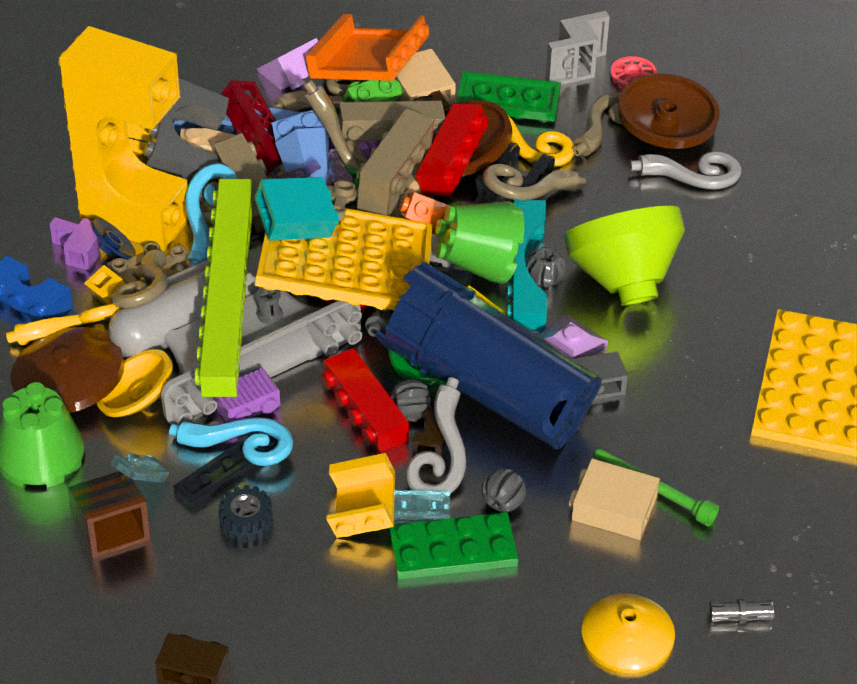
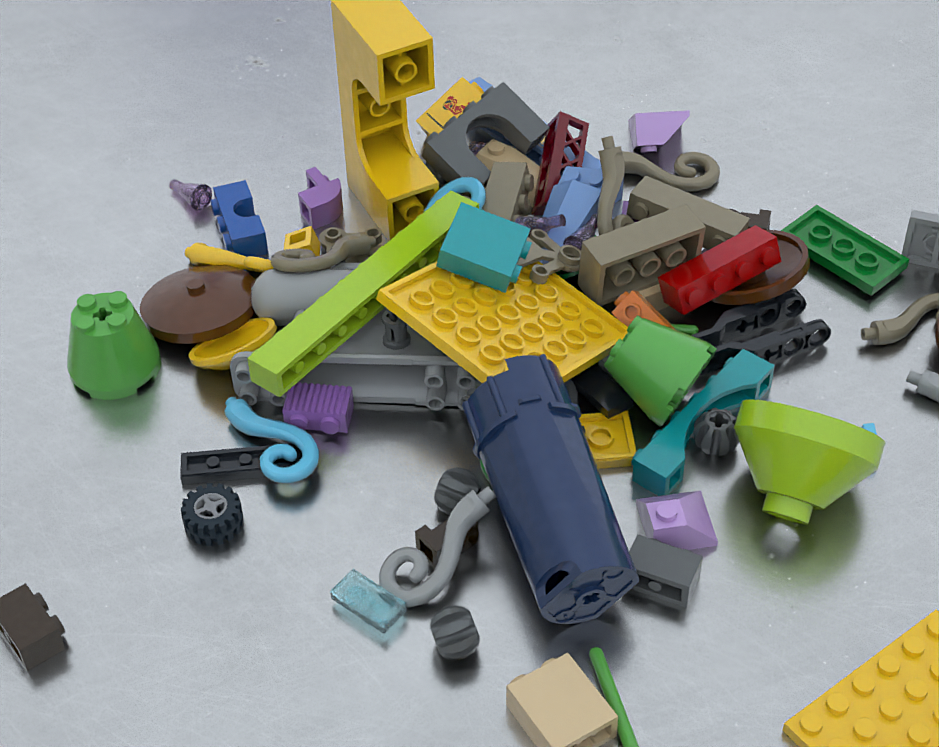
camera: 40 degrees right, 0 degrees up
(110, 513) = (99, 446): reddish brown slope -> none
(112, 239) = (347, 208): dark blue dish -> none
(140, 468) = (160, 420): clear light blue plate -> none
(363, 495) = (325, 563): yellow panel -> none
(364, 52) = (729, 143): orange panel -> none
(365, 401) = (417, 469): red brick -> none
(373, 91) = (709, 185): bright green brick -> none
(425, 75) = (768, 189): tan brick -> none
(453, 545) = (364, 660): green plate -> none
(541, 141) = (812, 292): yellow plant -> none
(557, 180) = (810, 352): dark tan plant -> none

